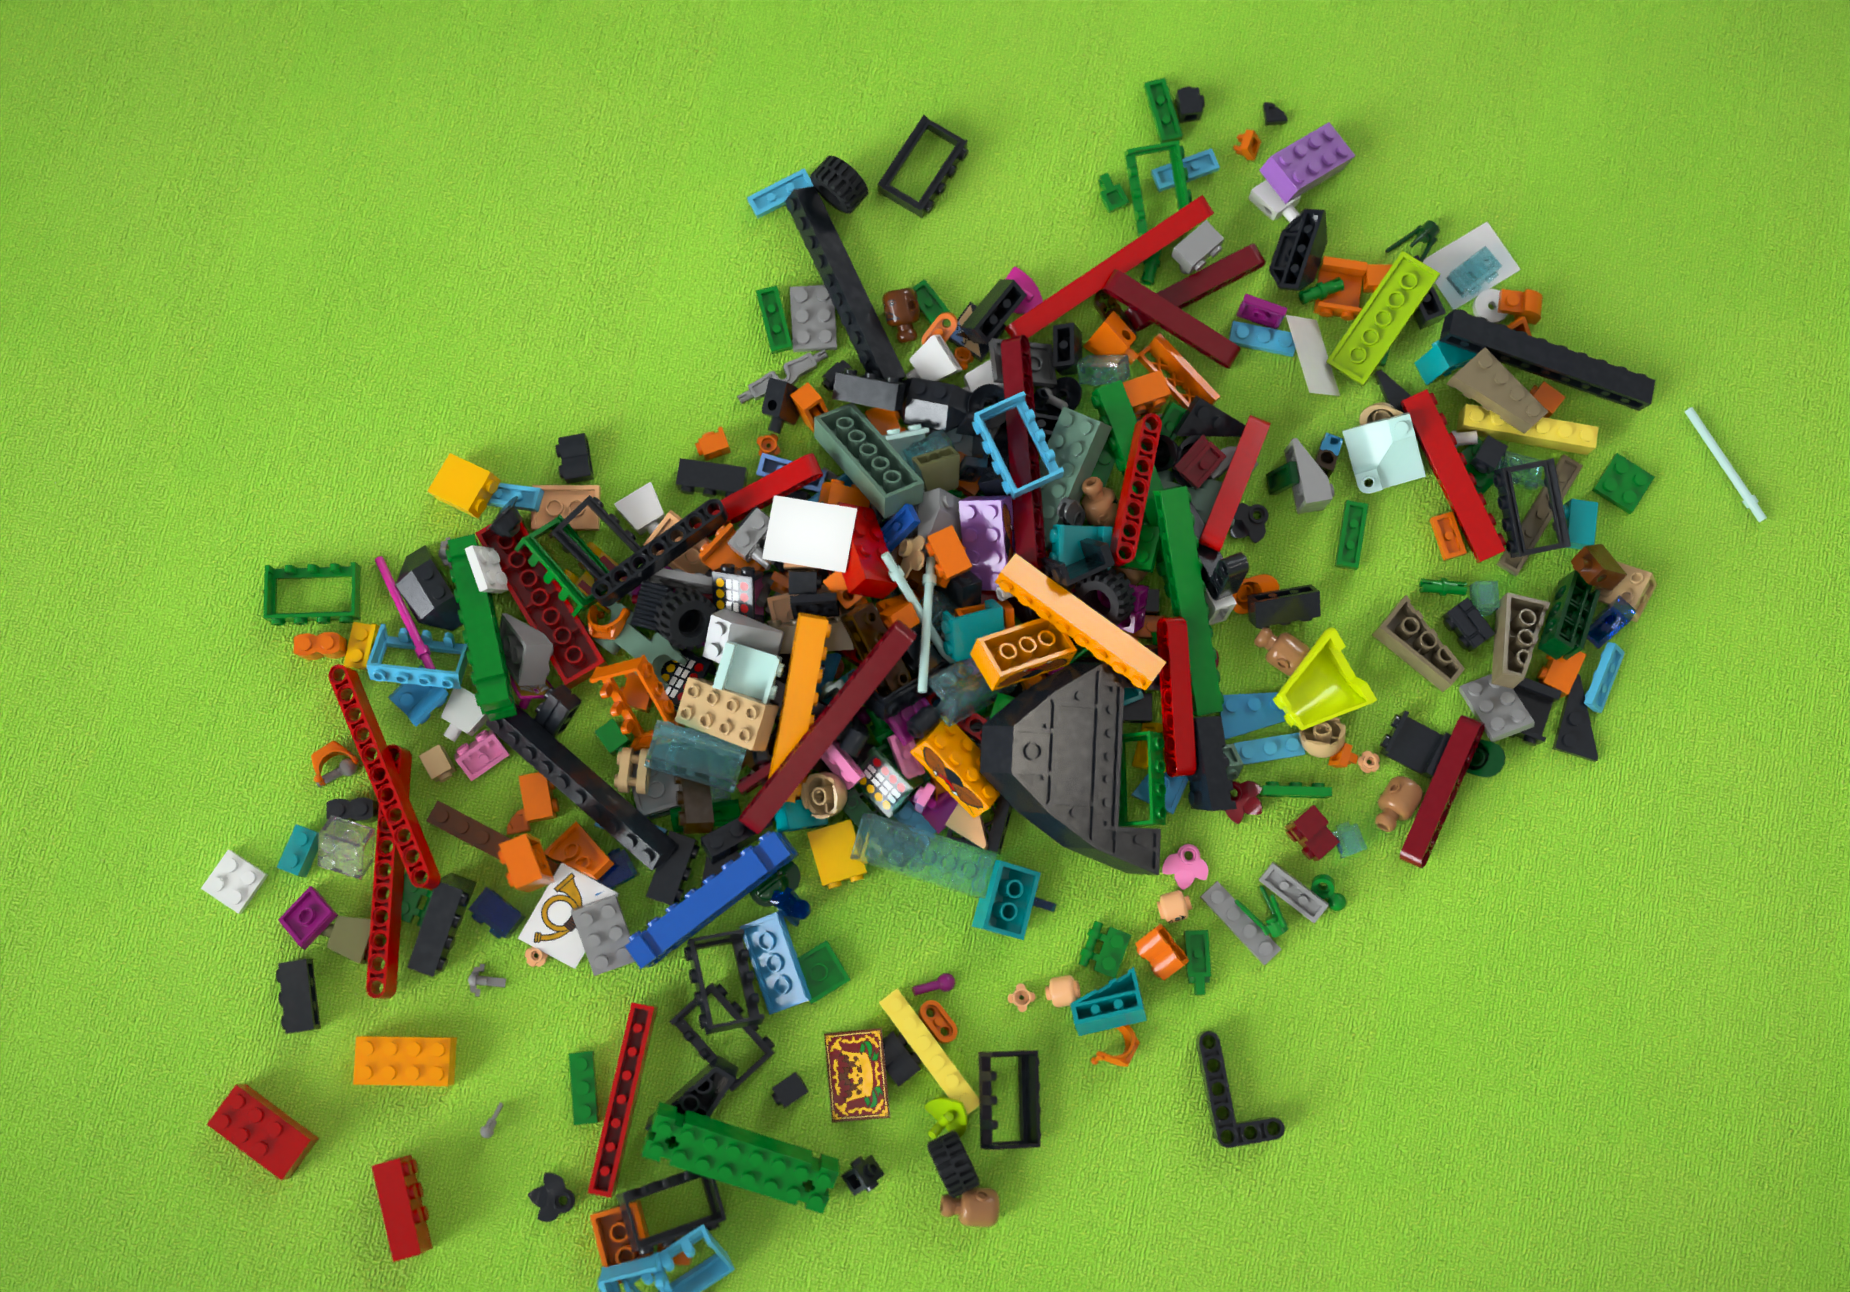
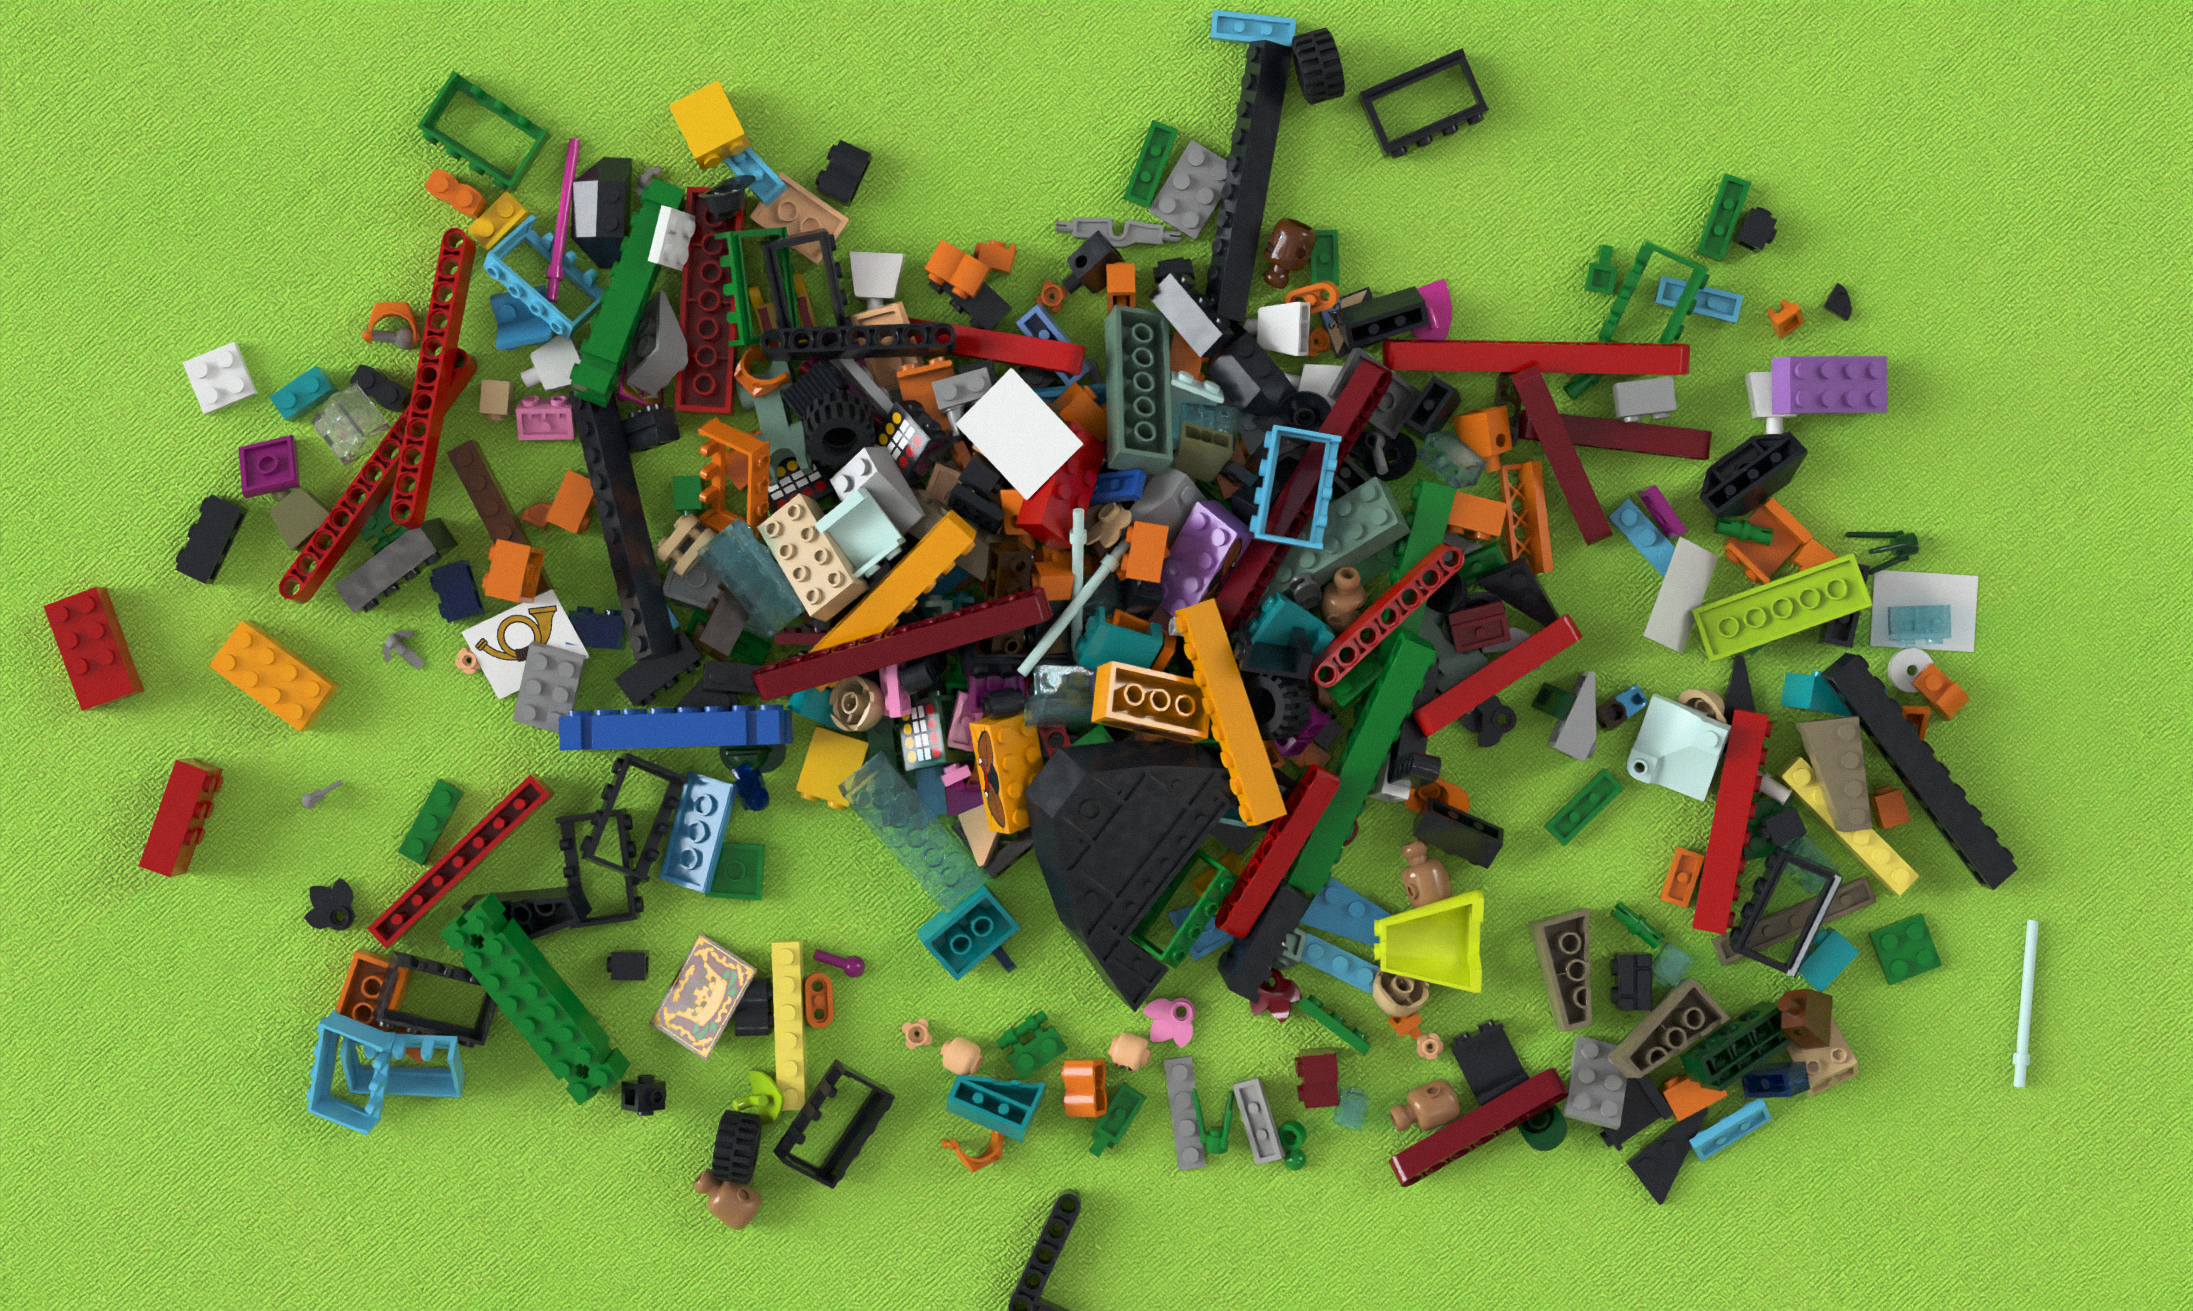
camera: 40 degrees right, 10 degrees up
(579, 852) = (578, 588): orange wing -> none
(693, 465) = (956, 269): none -> orange brick

